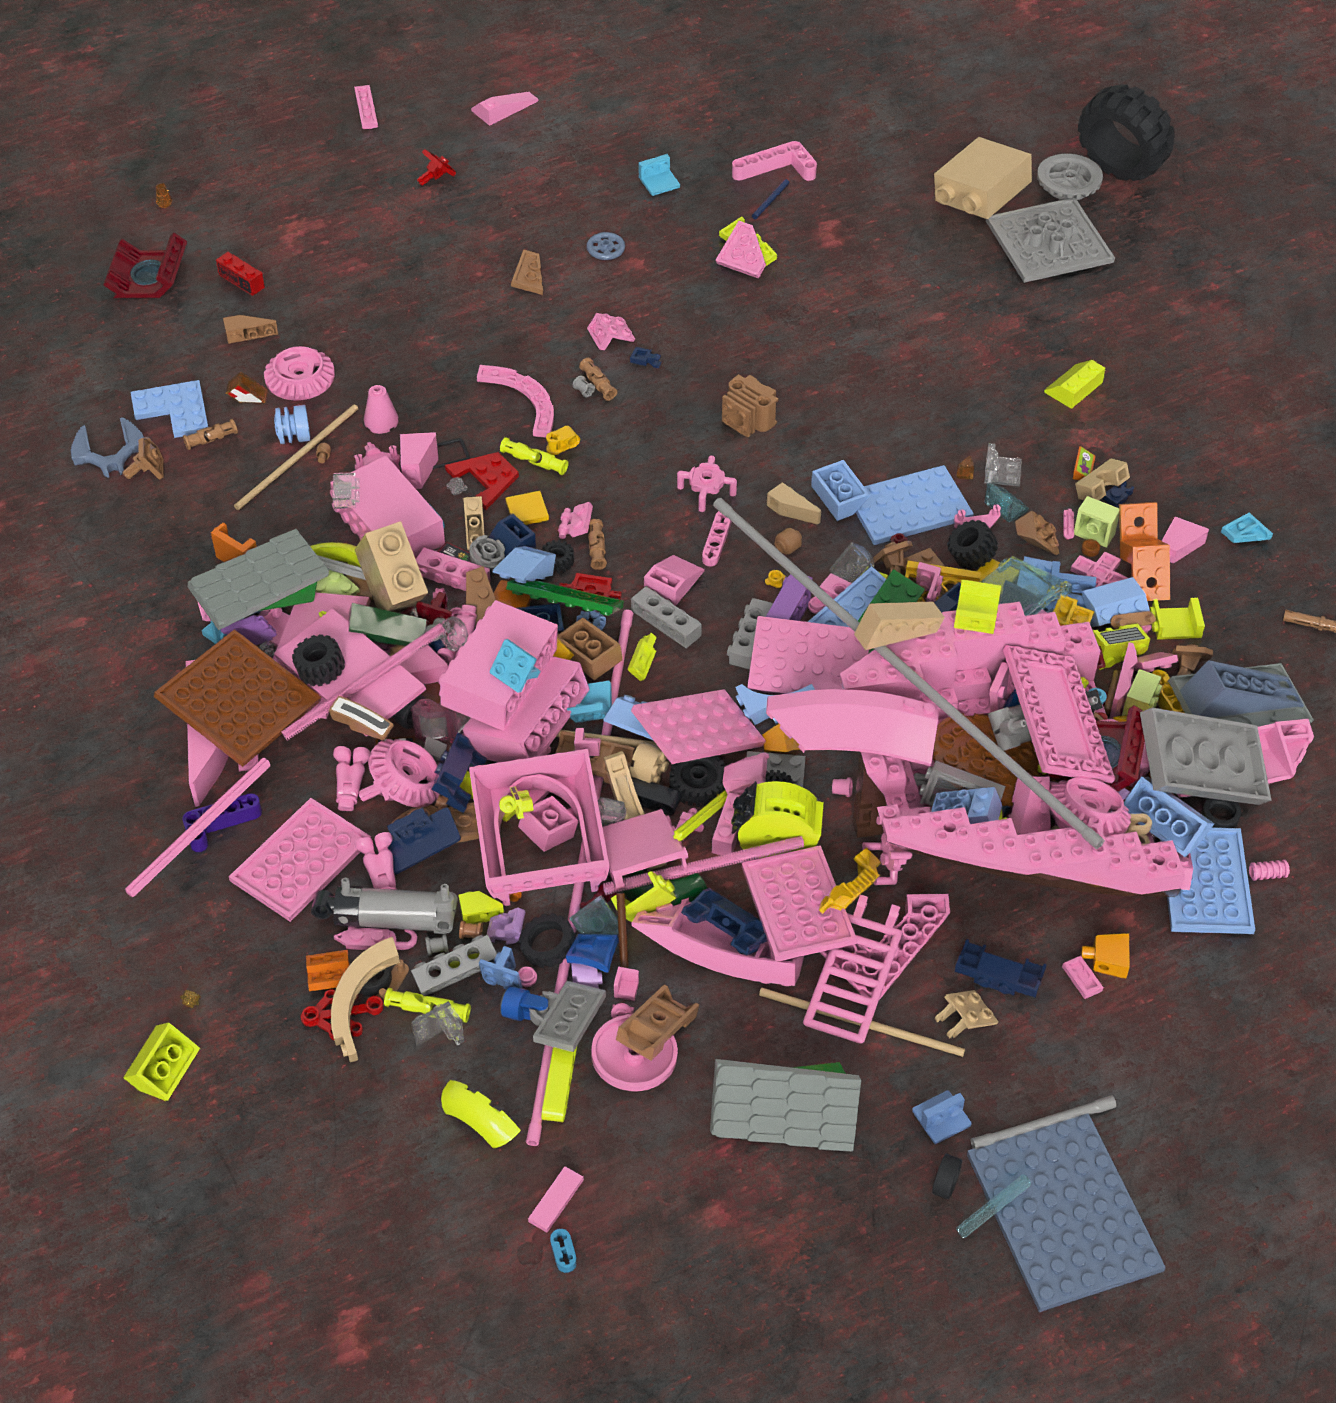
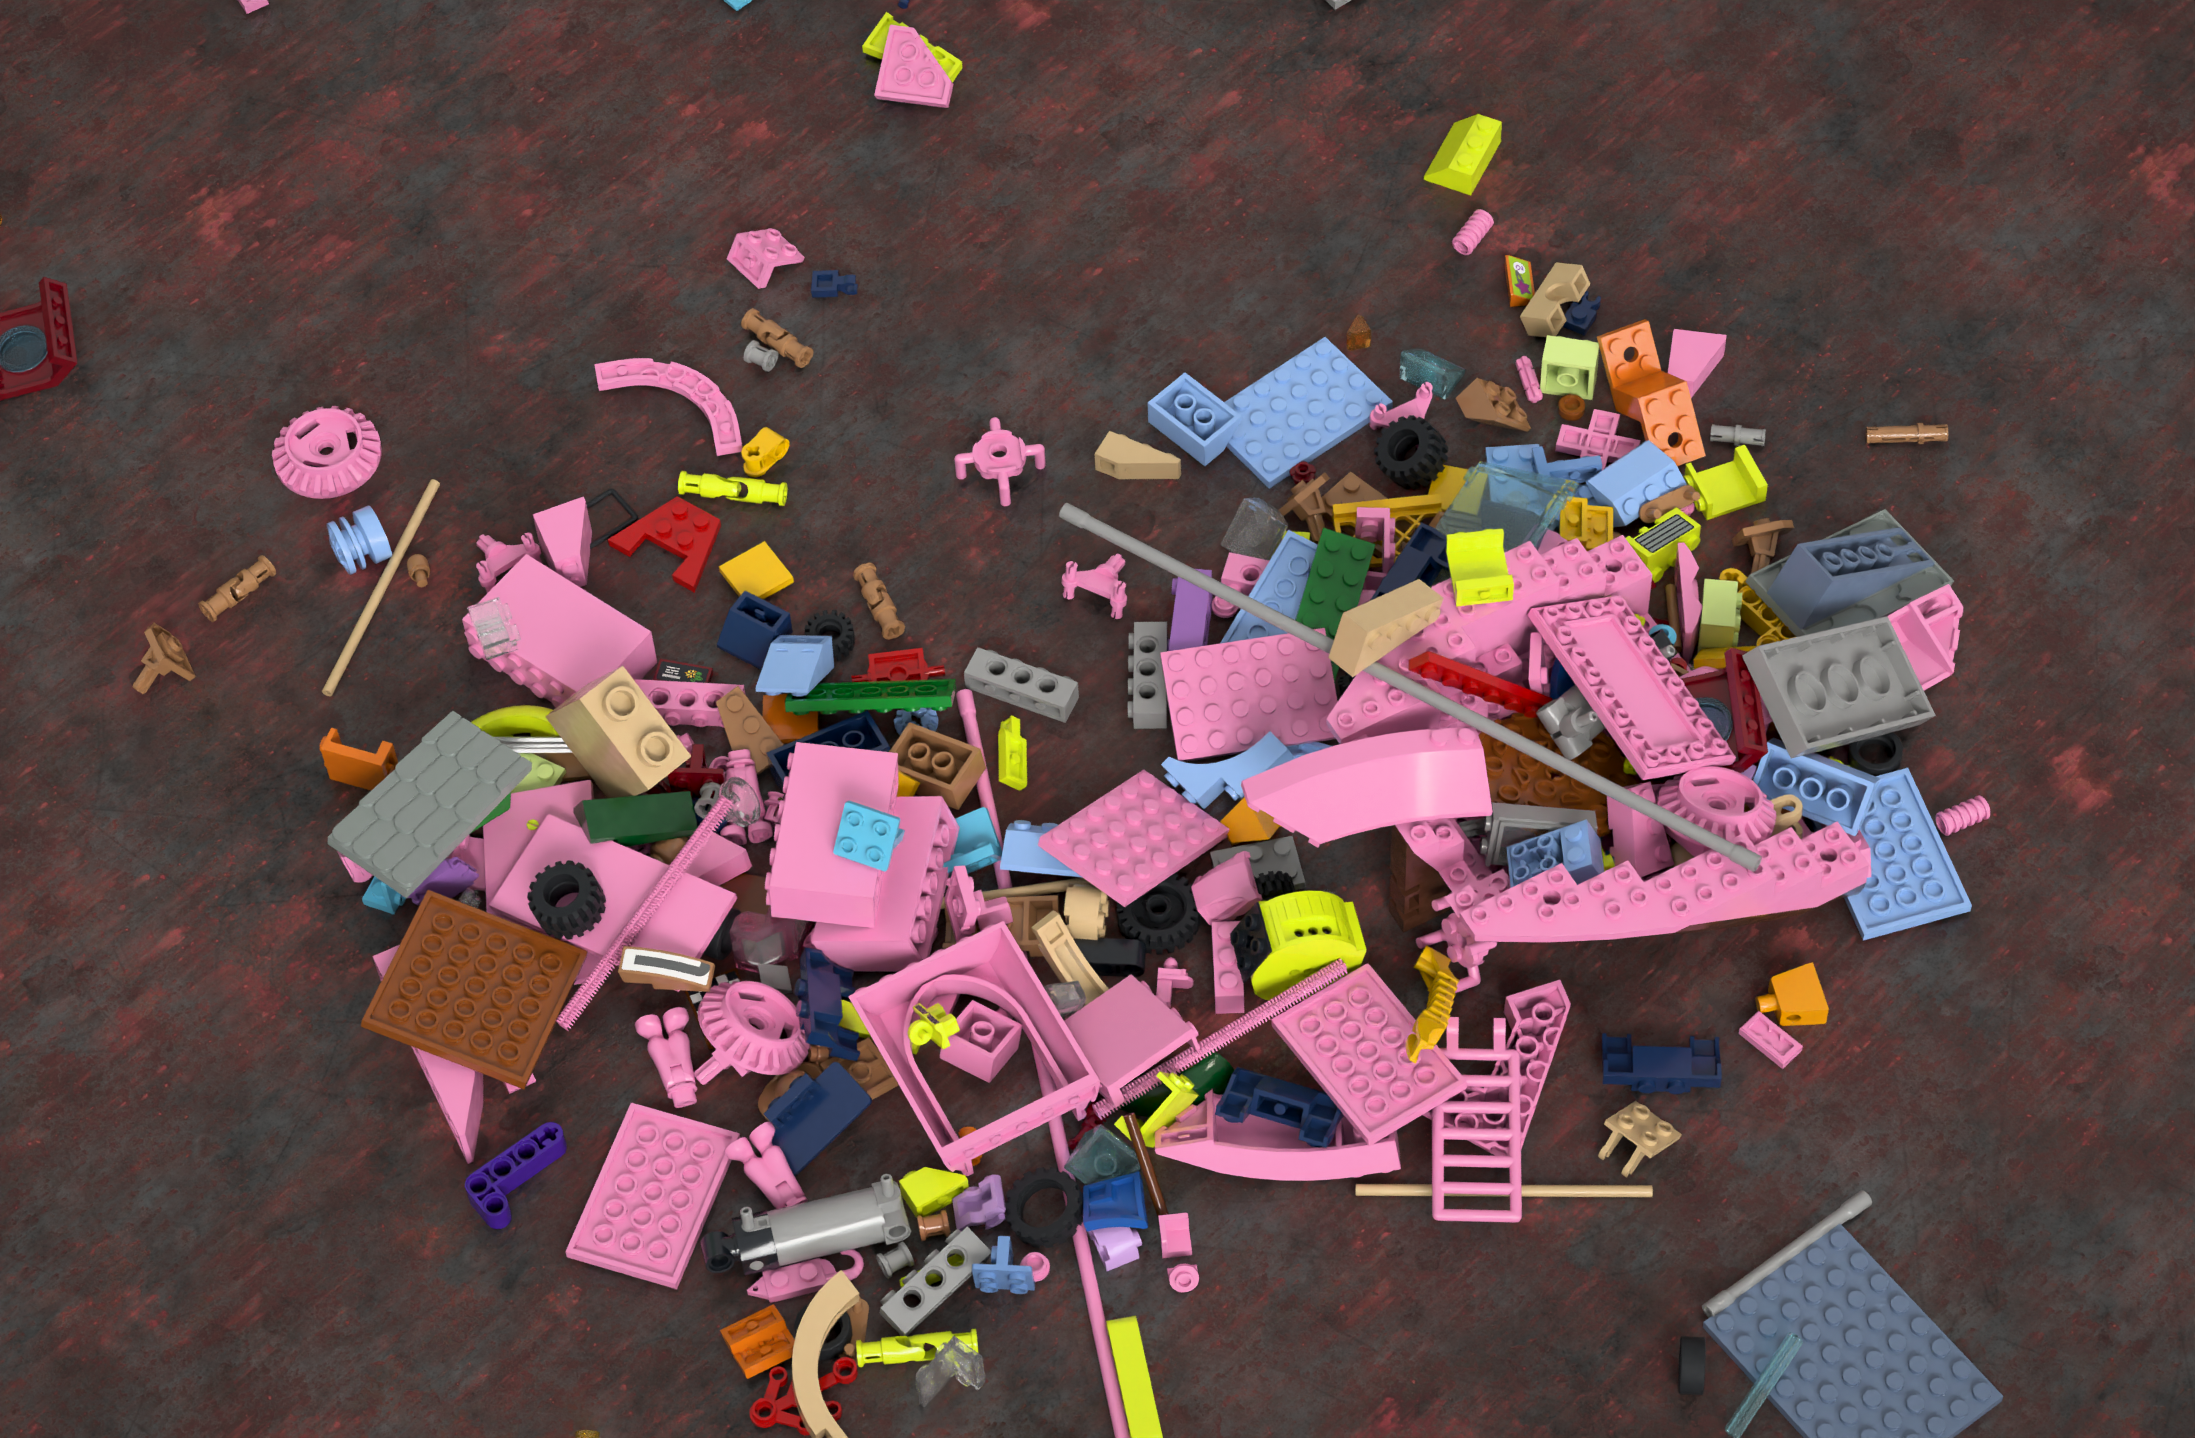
camera: 15 degrees left, 5 degrees up
(82, 453) = (126, 632): sand blue piece -> none
(180, 400) = (165, 546): light blue plate -> none
(197, 827) = (494, 1195): bright pink axle -> none
(240, 273) = (167, 312): red brick -> none
(244, 328) = (215, 400): medium nougat slope -> none
(246, 390) = (260, 502): clear orange slope -> none
(379, 411) = (479, 483): bright pink cone -> none
(436, 168) = (392, 53): red piece -> none
(456, 486) = (638, 561): clear plate -> none
(473, 519) = (690, 620): tan slope -> none
(486, 552) = (730, 661): light grey cone -> none
(528, 273) = (603, 192): medium nougat wing -> none
(560, 1016) = (1108, 1306): light grey plate -> none
(568, 734) = (961, 903): none -> bright pink plate
(579, 520) = (842, 571): bright pink plate -> none
(605, 246) = (708, 129): sand blue plate -> none
(625, 1067) = (1223, 1326): bright pink dish -> none
(645, 1033) = (1235, 1297): medium nougat piece -> none
(672, 578) = (1008, 622): bright pink slope -> none
(700, 817) = (1190, 968): neon yellow axle -> none
(715, 537) = (1045, 541): bright pink beam -> none
(742, 569) = (1100, 581): none -> bright pink axle
(749, 406) = (1017, 322): medium nougat piece -> none
(775, 578) = (1152, 575): yellow plate -> none
(786, 1104) = (1458, 1336): light grey piece -> none
(788, 541) = (1150, 519): medium nougat head -> none
(843, 786) = (1359, 865): bright pink piece -> none
(942, 1116) = (1655, 1286): medium blue bracket -> none
(952, 681) = (1478, 683): none -> red plate
(1002, 469) = (1408, 320): clear bracket -> none
(1063, 428) = (1472, 232): none -> bright pink piece
(1150, 661) = (1718, 555): bright pink tile -> none
(1196, 592) = (1738, 435): none -> light grey pin
(1246, 529) = (1775, 319): medium azure wing -> none

